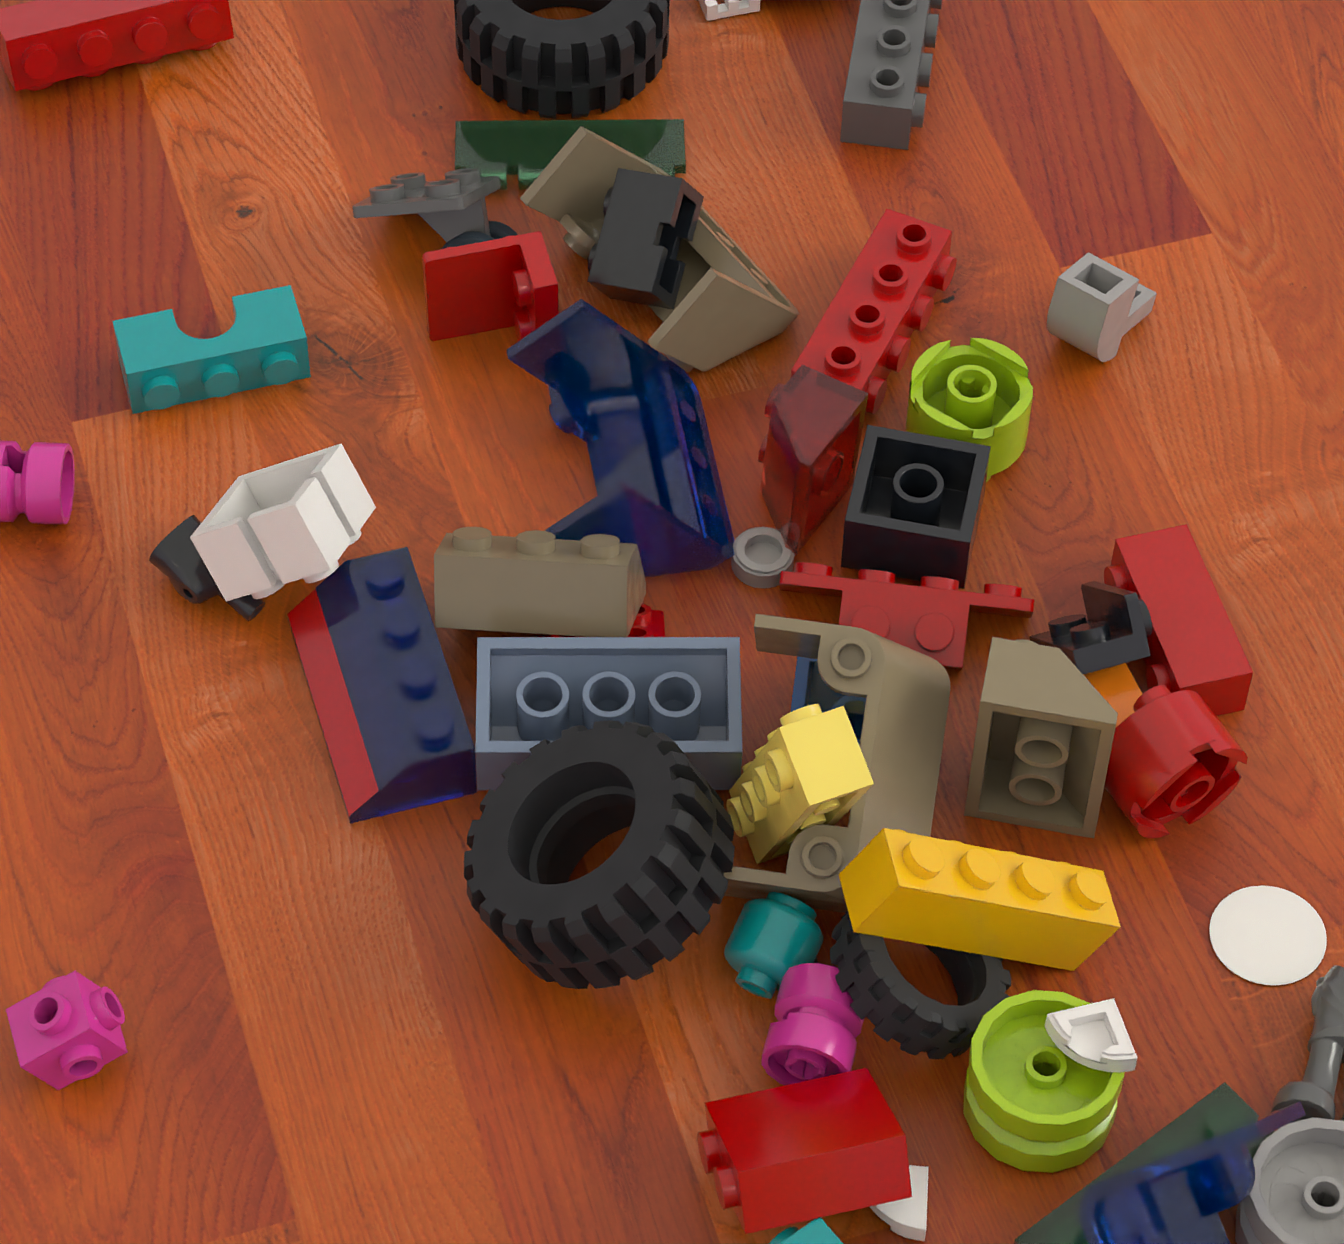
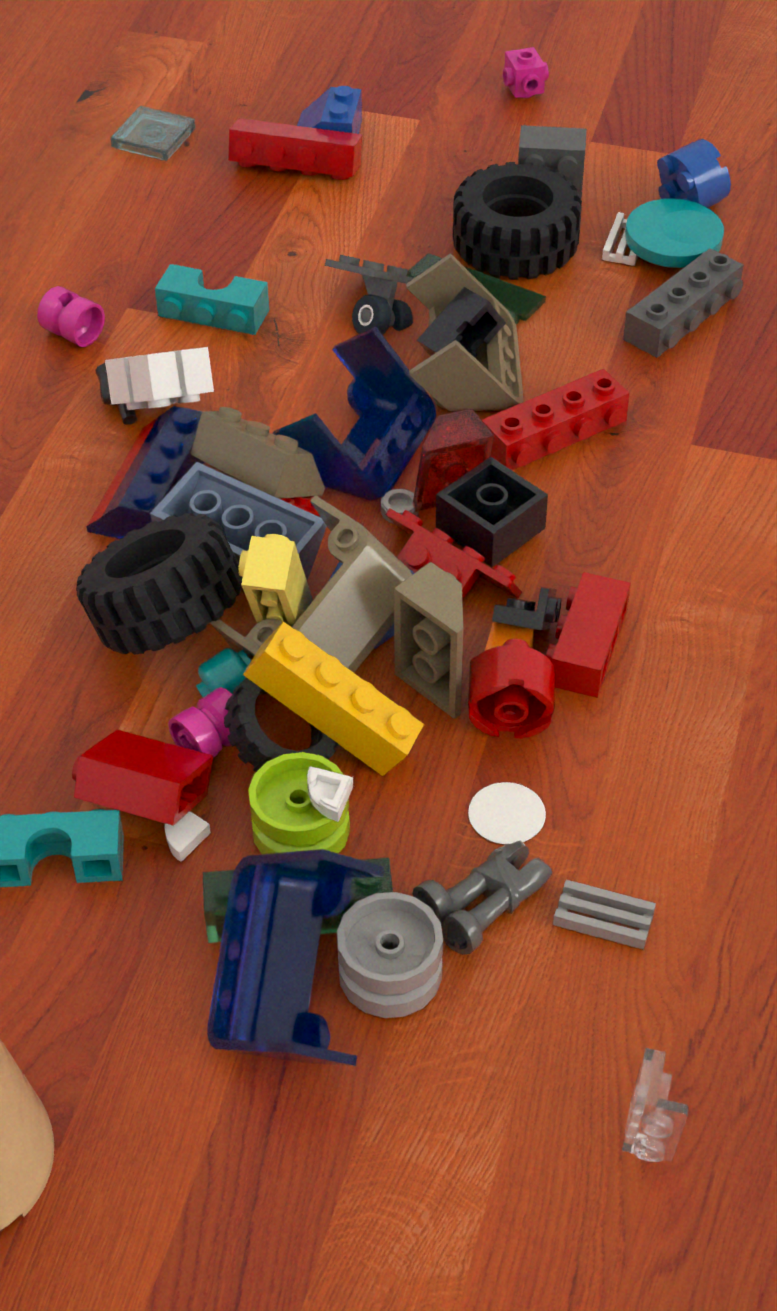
camera: 35 degrees right, 5 degrees down
(489, 287) = (356, 311): red bracket -> none
(974, 397) = (569, 475): lime brick -> none
(1097, 306) = (681, 461): light grey brick -> none

